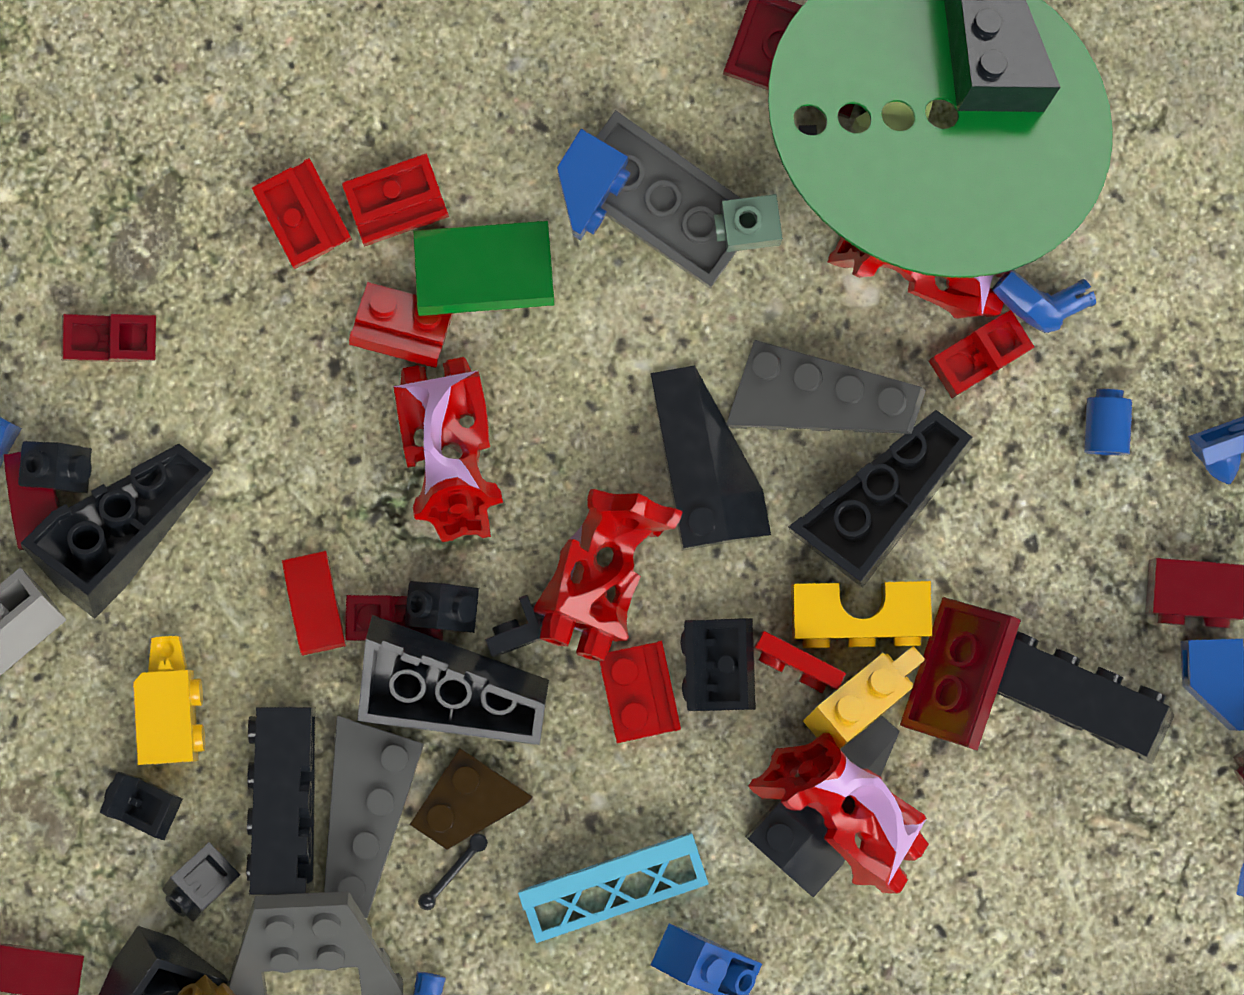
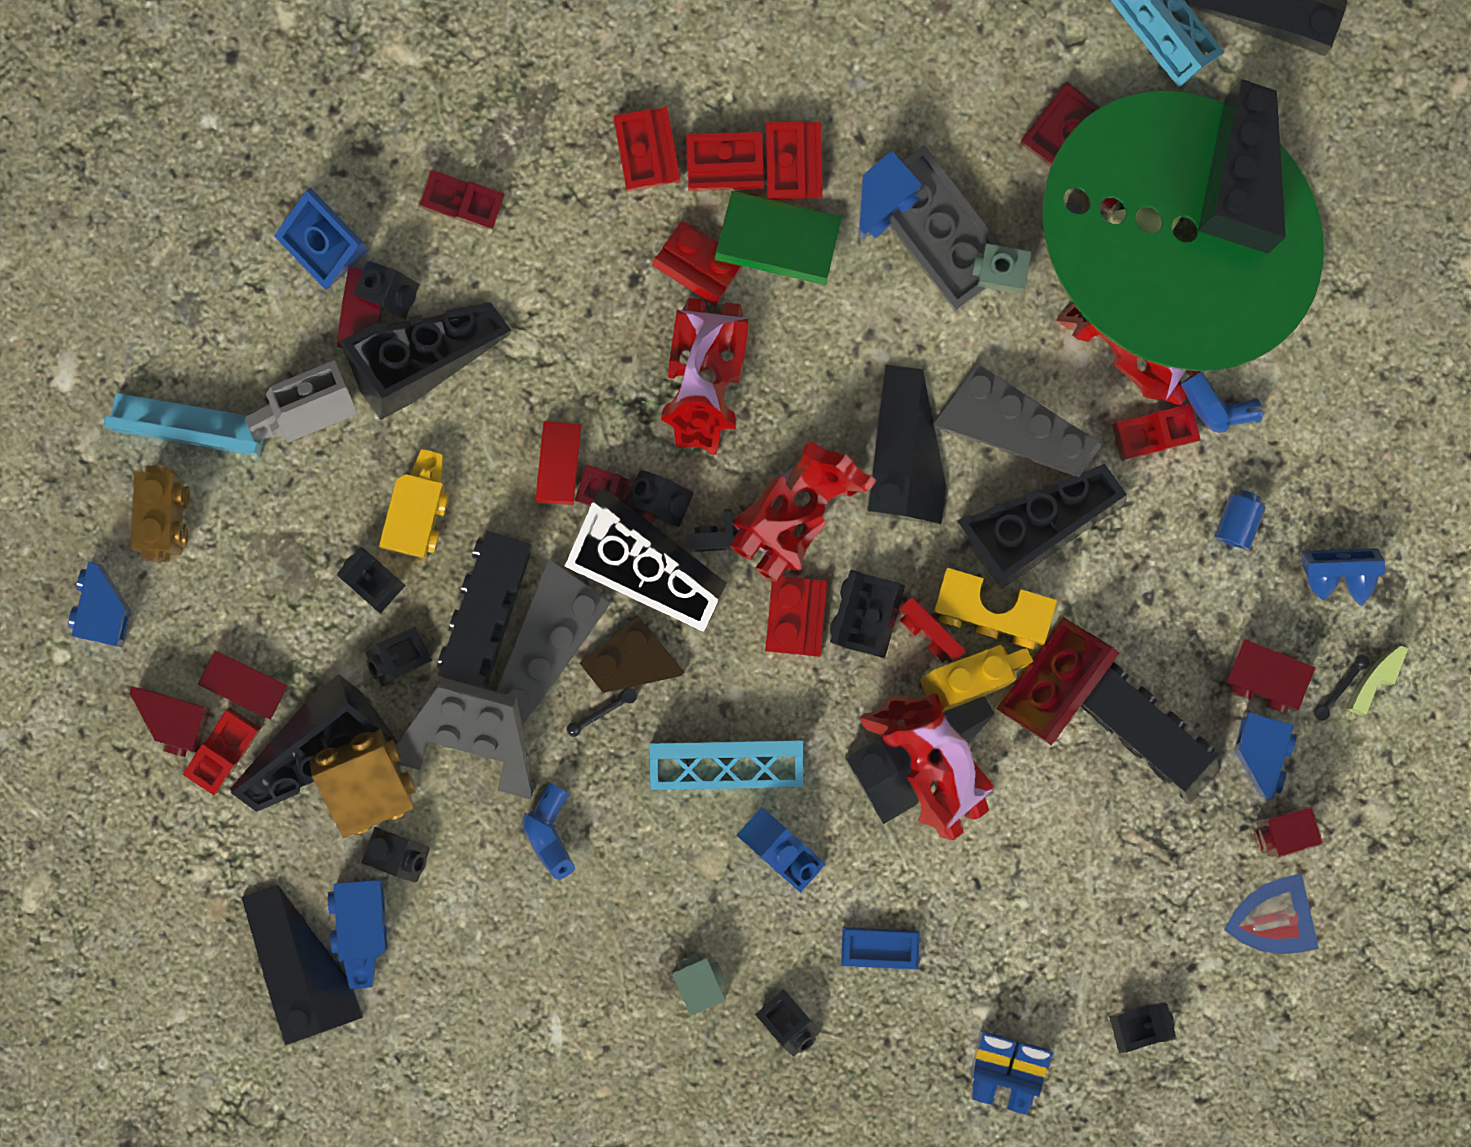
camera: 20 degrees right, 0 degrees up
(473, 174) = (794, 160): none -> red plate

